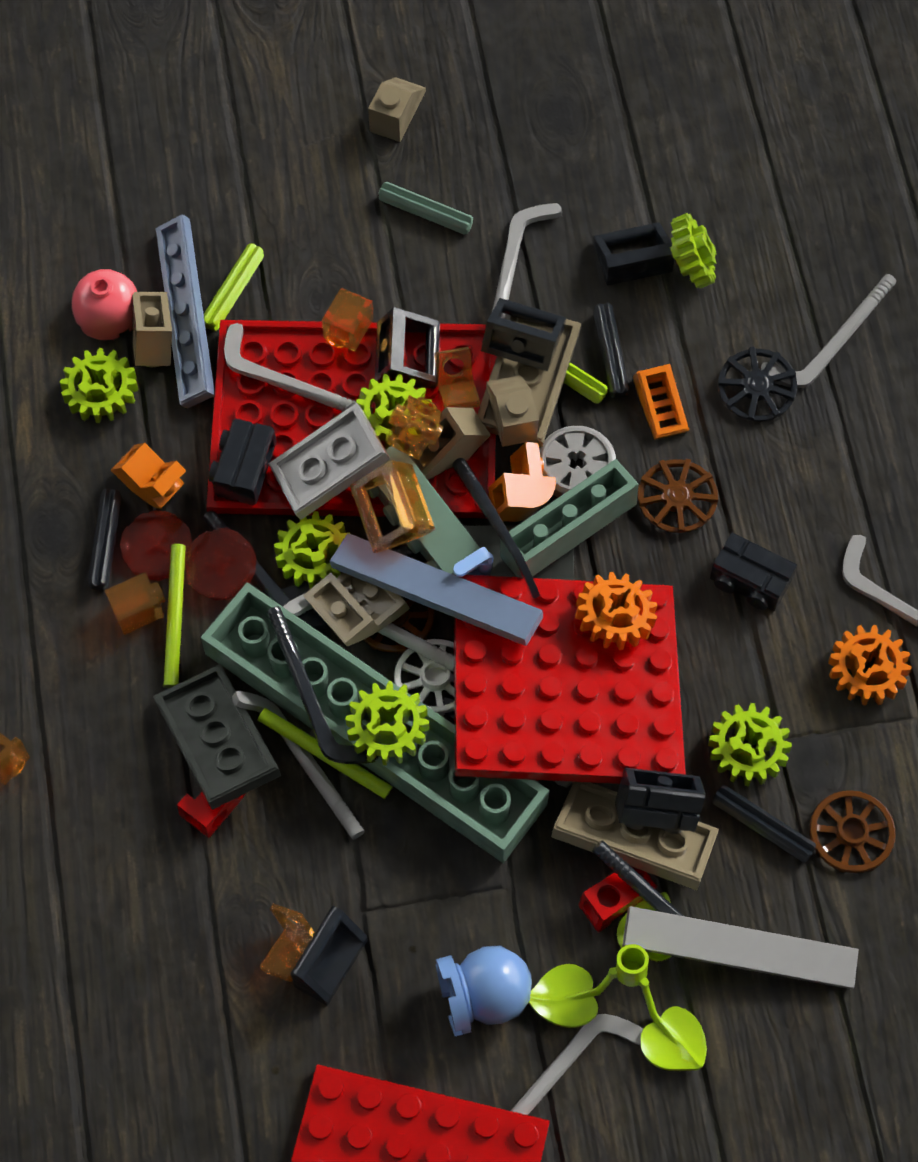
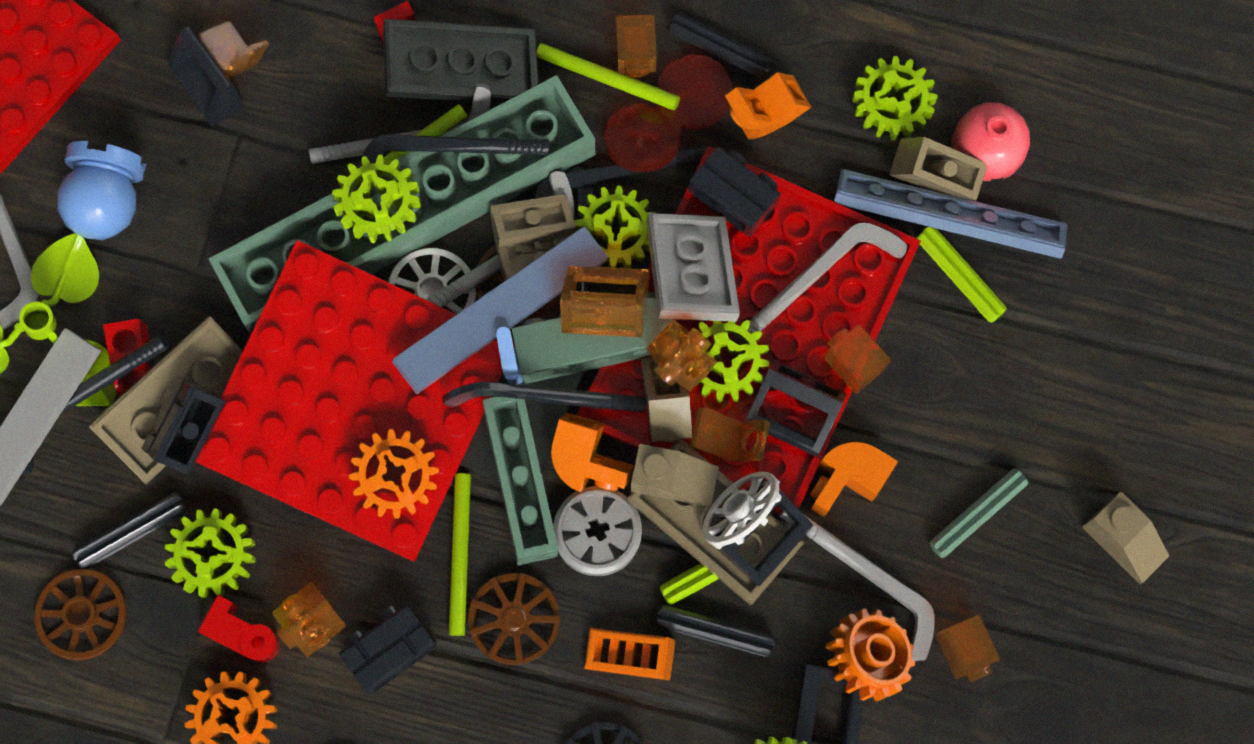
camera: 110 degrees right, 10 degrees up
(436, 301) = (853, 465): none -> orange brick
(518, 338) = (740, 508): none -> white wheel
(535, 176) = (968, 649): none -> clear orange brick
(575, 232) = (871, 654): none -> orange gear
(654, 555) = (459, 561): none -> lime bar
(764, 638) = (307, 620): none -> clear orange brick
(802, 682) = (252, 641): none -> red leg

